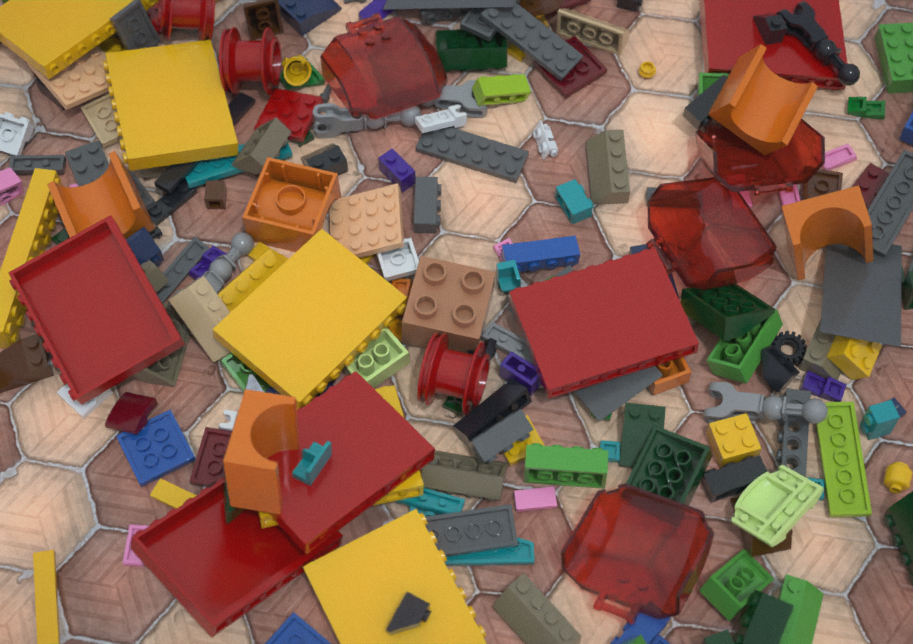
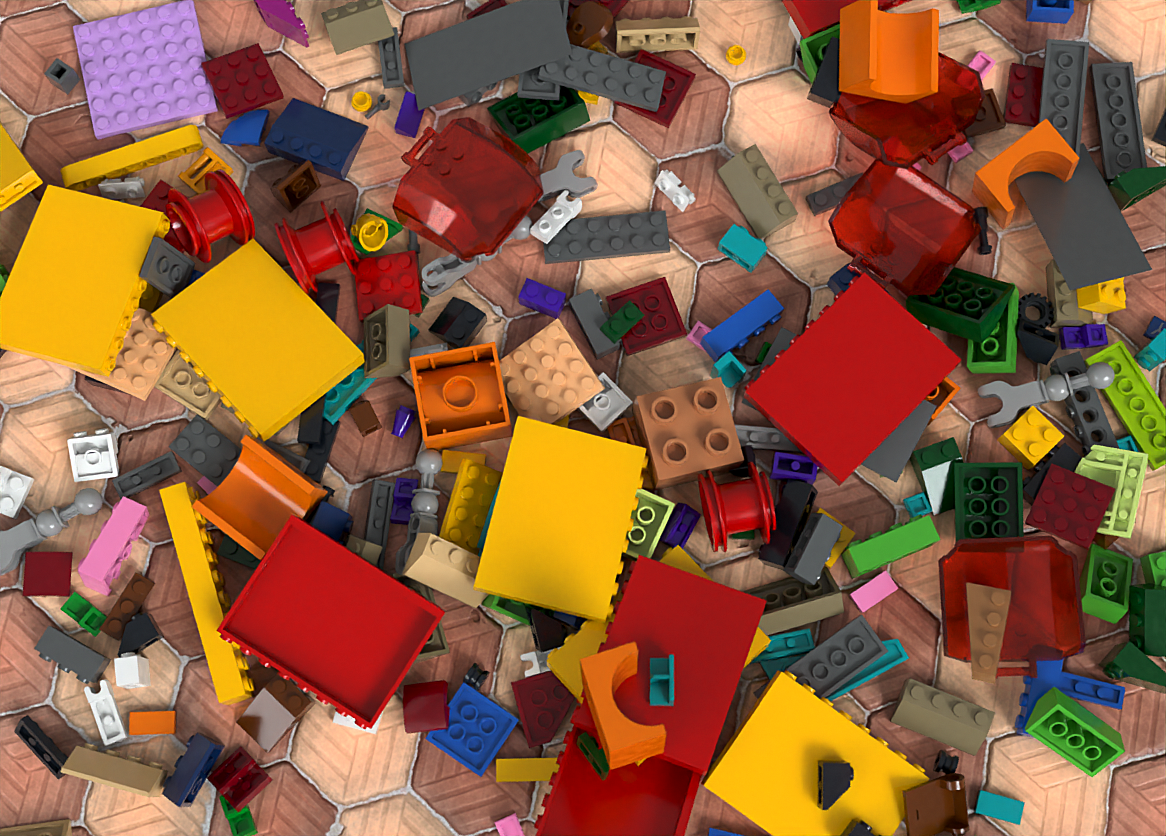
camera: 30 degrees left, 15 degrees up
(182, 410) = (476, 676): none -> black wheel
(239, 209) = (403, 419): none -> dark purple cone
(405, 379) = (680, 525): none -> dark purple slope
(446, 209) = (622, 322): none -> dark green plate
(469, 217) = (661, 319): none -> dark red plate
(501, 89) = (601, 152): lime brick -> none
(609, 565) = (987, 623): none -> medium nougat wedge
(734, 501) = (1070, 506): none -> dark red plate
(782, 259) = (980, 216): none -> black piece

